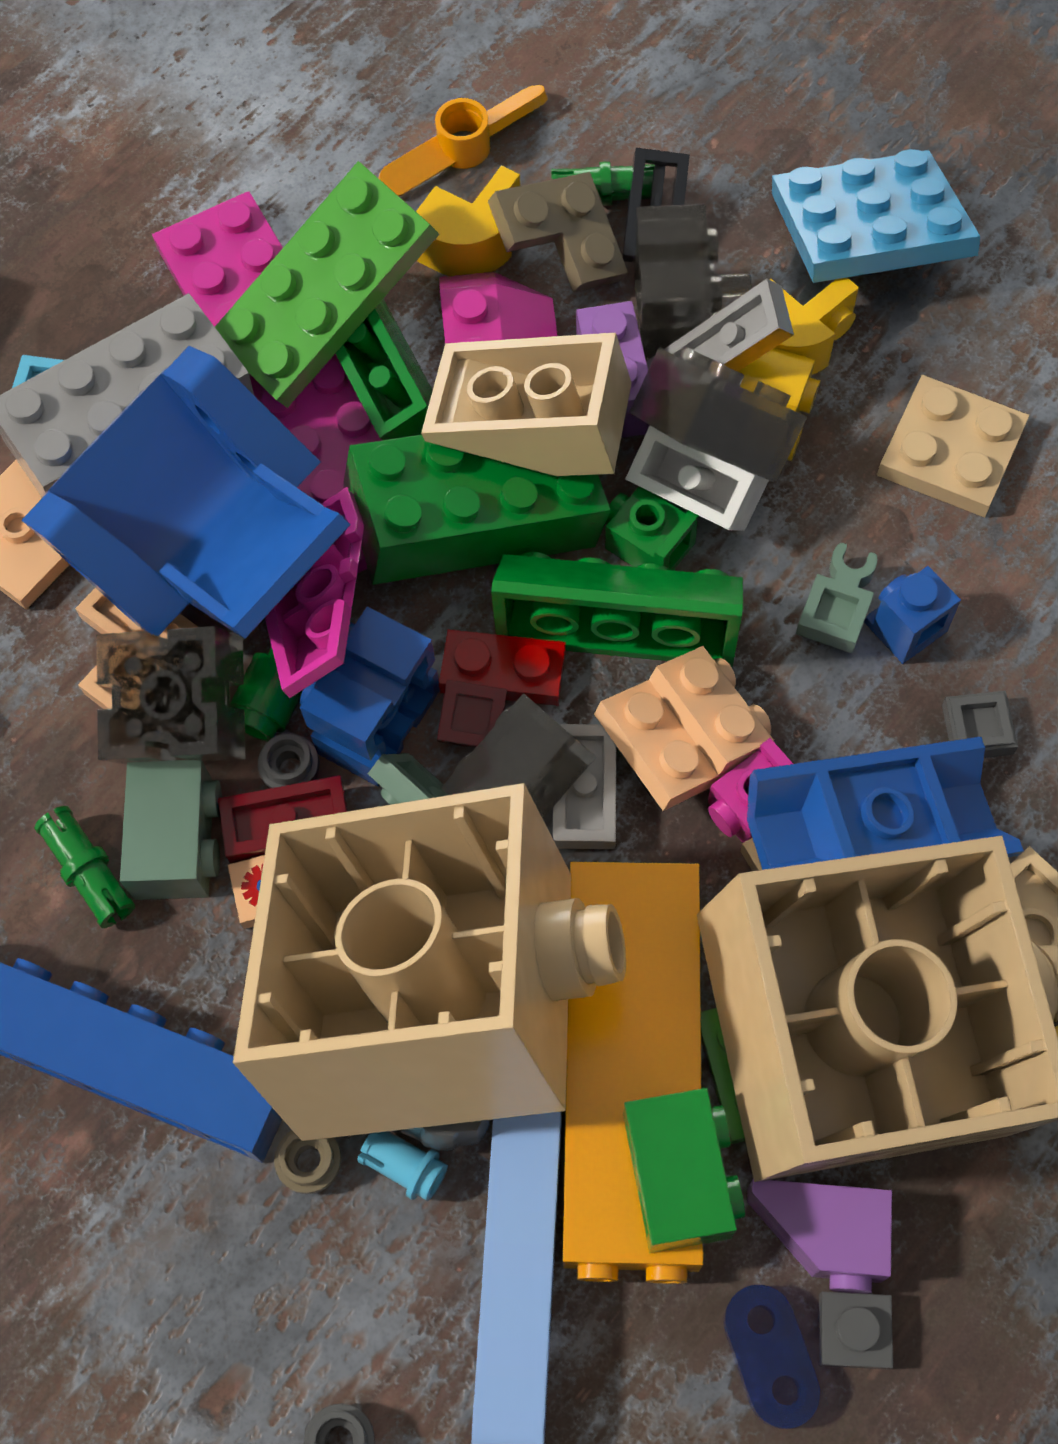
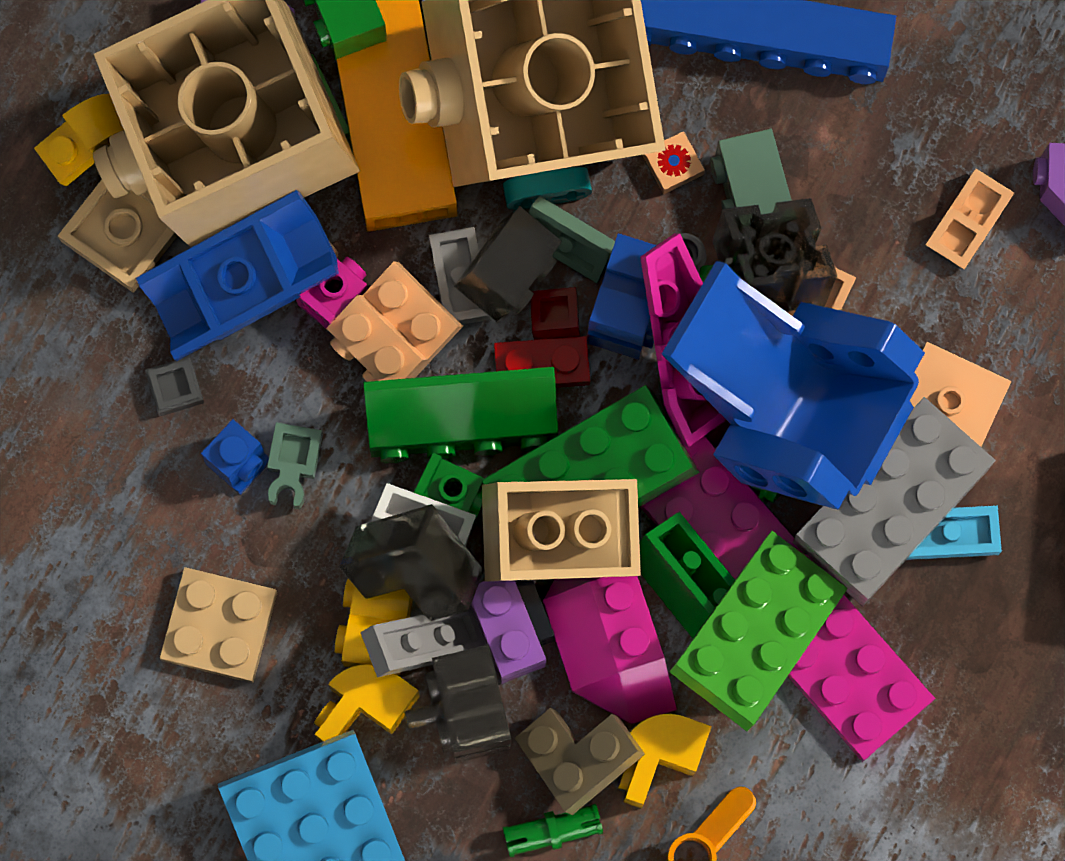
camera: 160 degrees right, 10 degrees up
(84, 866) = (808, 150): green pin -> none
(248, 815) = (673, 209): dark red plate -> none
(660, 160) = (506, 837): black tile -> none

